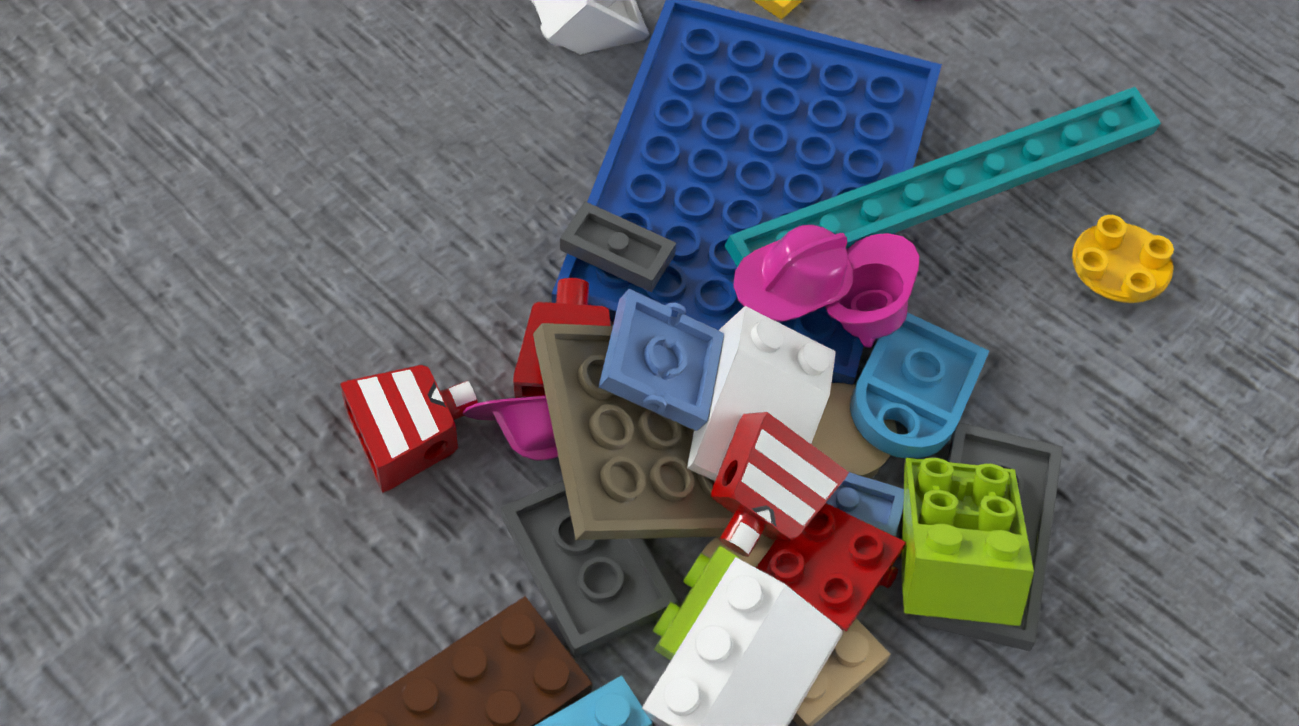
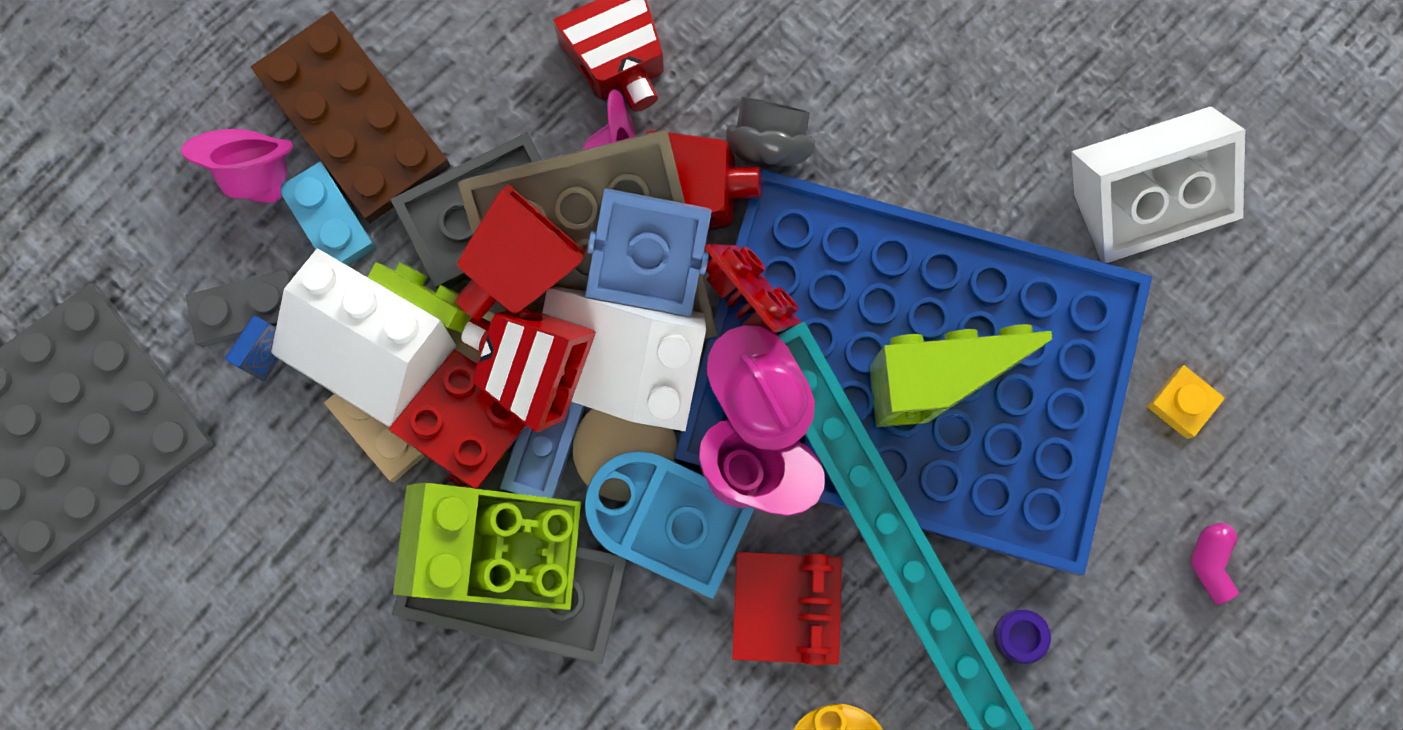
camera: 90 degrees right, 20 degrees up
(515, 277) = (770, 133): none -> dark grey piece
(617, 246) = (804, 222): dark grey plate -> none
(668, 480) = (514, 256): none -> red torso
(703, 283) = (742, 270): none -> red hinge
(780, 129) = (924, 379): none -> lime slope
(990, 295) = (787, 608): none -> red hinge
(994, 118) = (1022, 636): none -> dark purple tile

